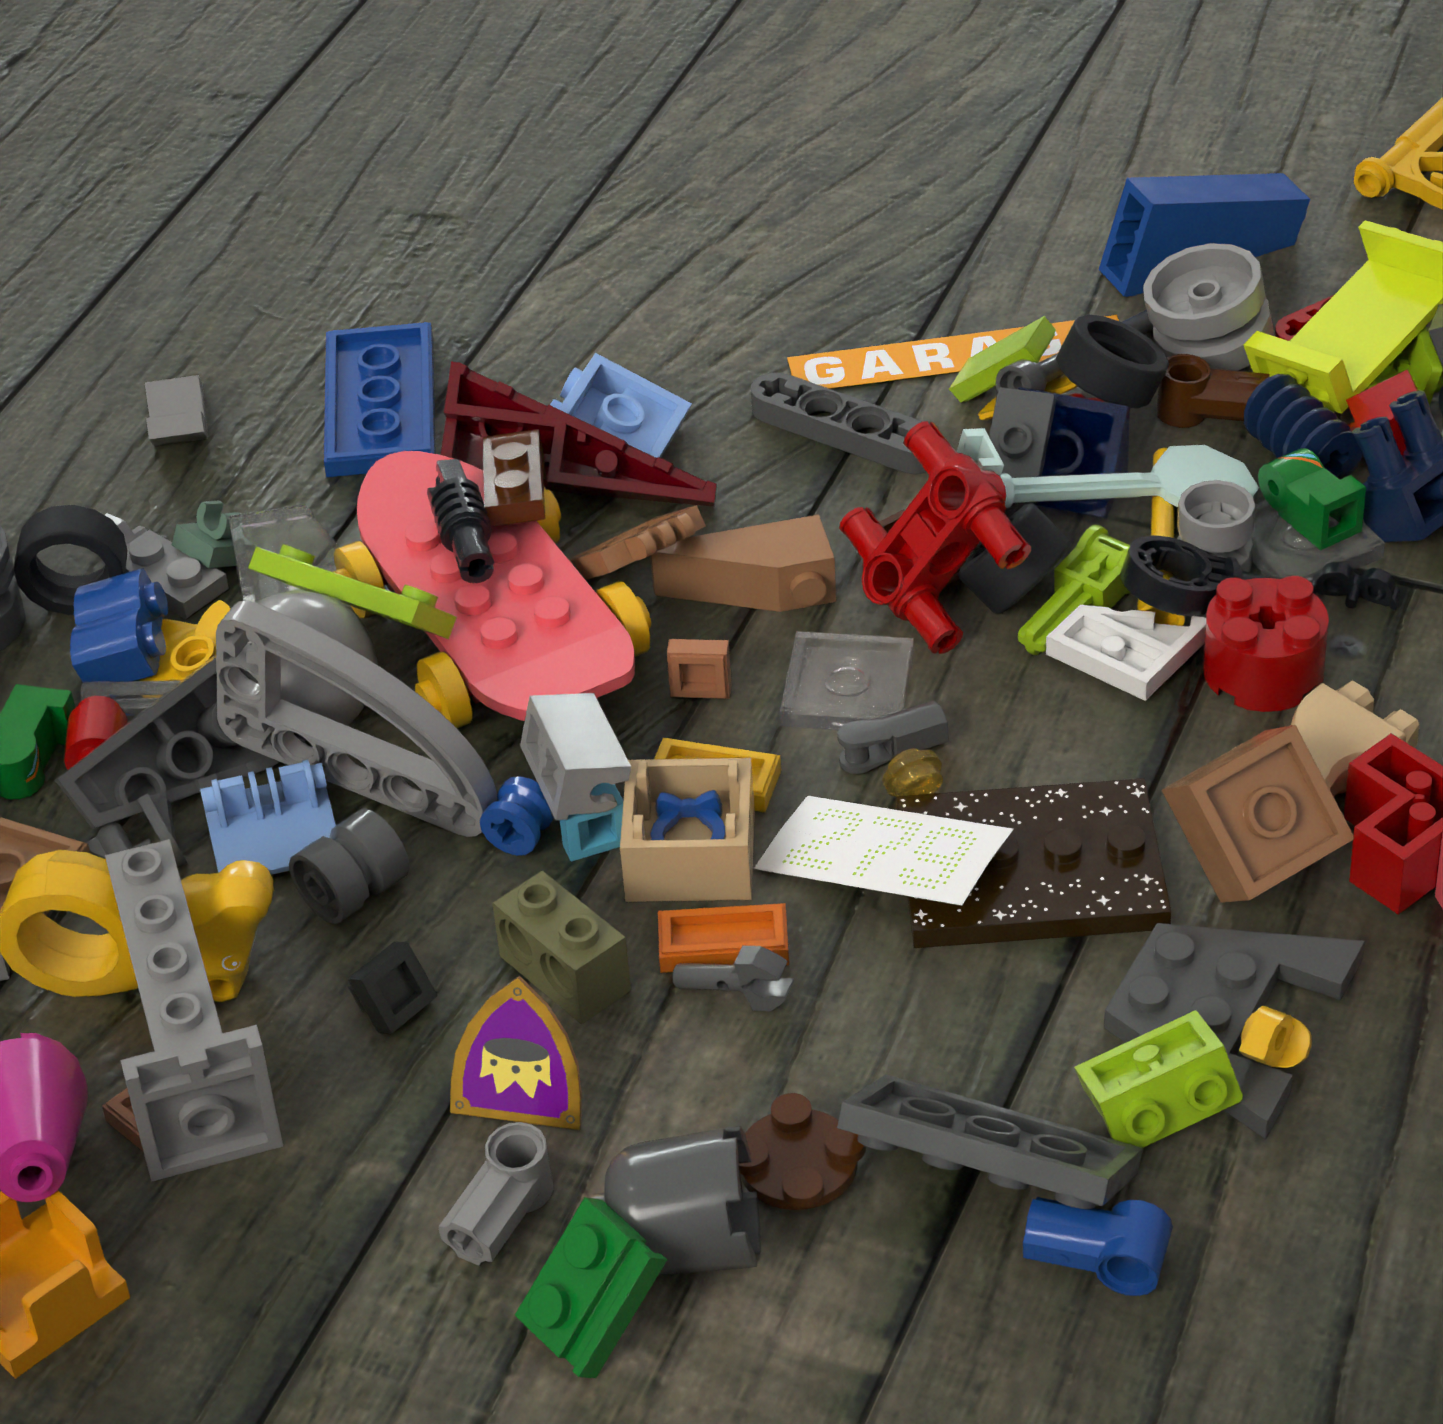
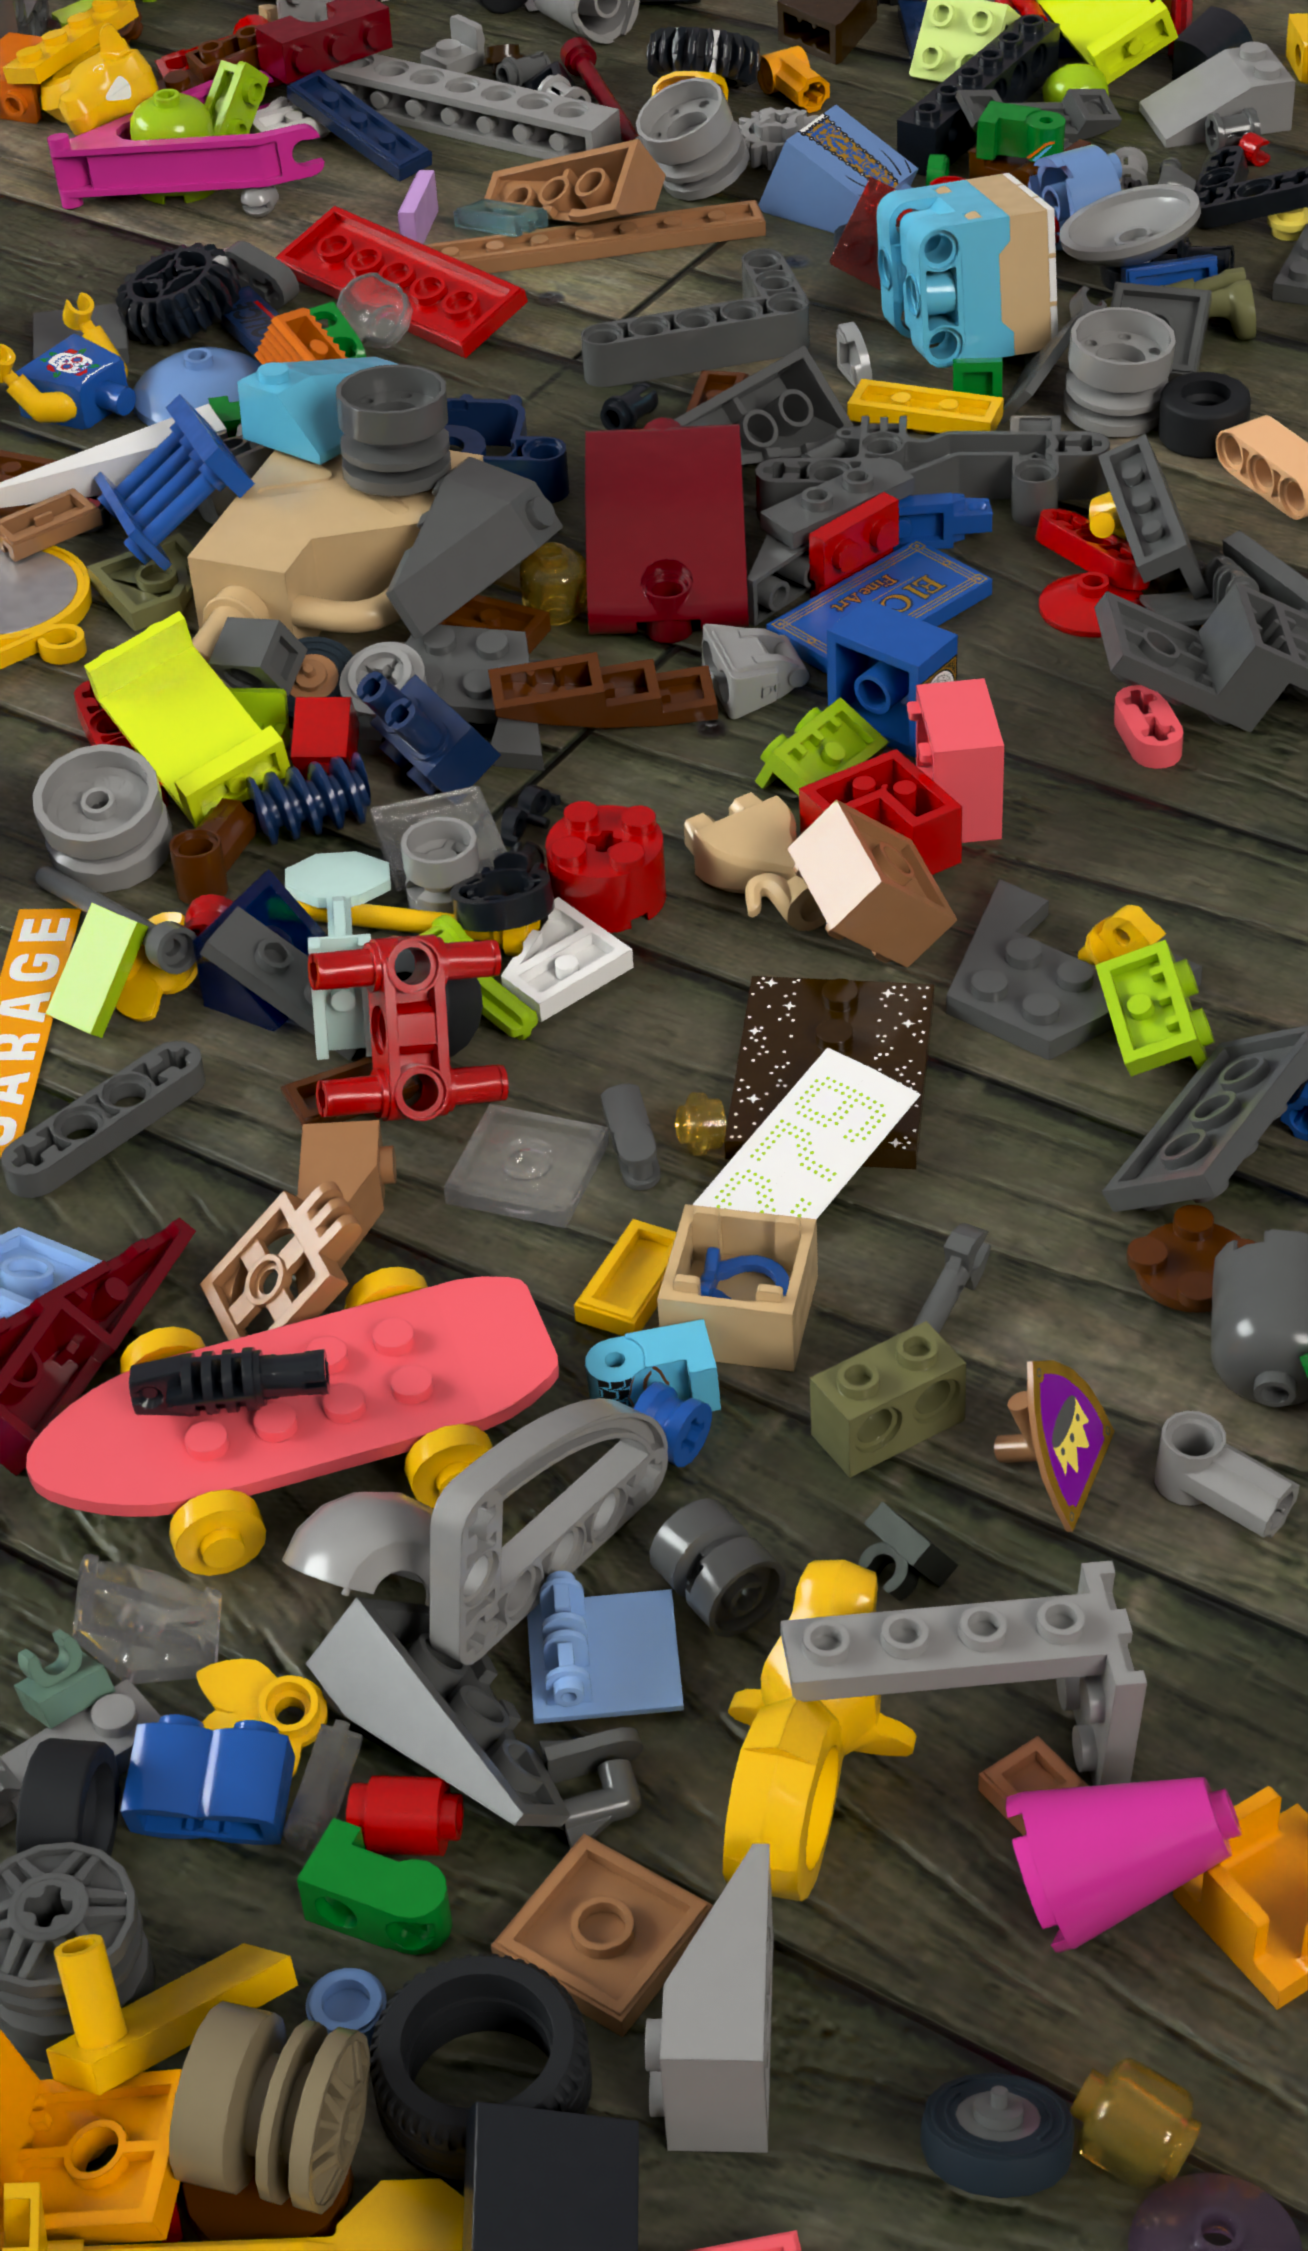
camera: 80 degrees left, 0 degrees up
(410, 608) = (207, 1569): lime plate -> none
(514, 477) = (108, 1343): reddish brown plate -> none
(572, 752) = (643, 1334): light grey hinge -> none
(699, 668) = (486, 1248): nougat tile -> none
(719, 933) = (877, 1291): orange tile -> none
(1112, 361) = (176, 877): black tyre -> none
(1309, 494) = (398, 803): green leg -> none

